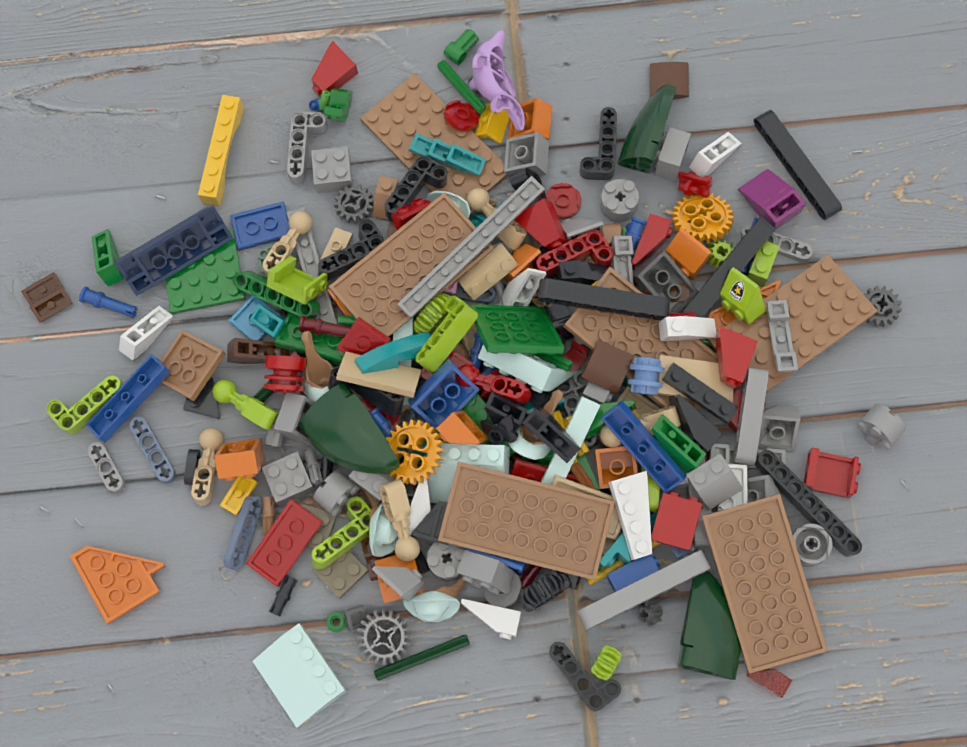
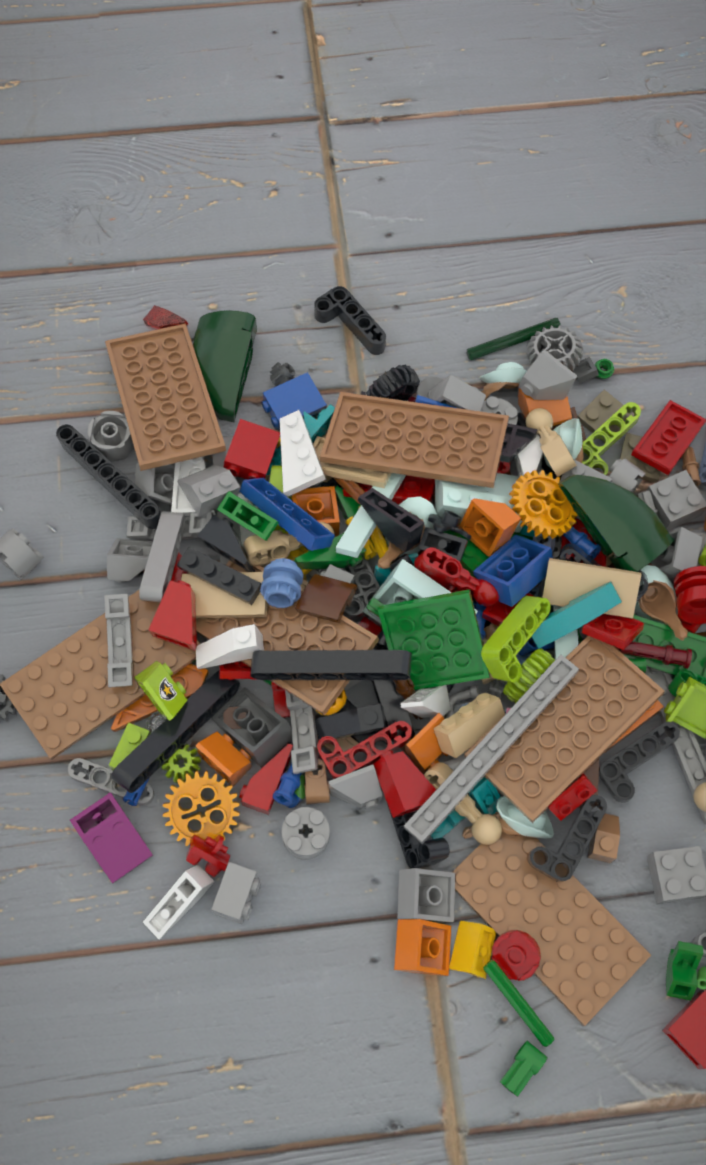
camera: 170 degrees right, 5 degrees down
(283, 595) = (662, 391): black pin -> none
(299, 675) = (632, 322): light aqua slope -> none
(339, 240) = (658, 775): tan plate -> none
(356, 195) = (648, 837): dark grey gear -> none
(447, 155) = (531, 892): teal slope -> none
(493, 80) = (481, 1012): lavender animal -> none
(499, 619) = (438, 365): white slope -> none
(565, 200) = (376, 838): red tile -> none
(605, 143) = (324, 916): black beam -> none
(606, 662) = (328, 328): lime gear -> none
(638, 150) = (265, 928): dark green panel -> none
(643, 590) = (288, 385): light grey beam -> none
(671, 74) = (233, 1016): reddish brown slope -> none
(797, 165) = (74, 889): black beam -> none
(831, 473) = (78, 513): red panel -> none

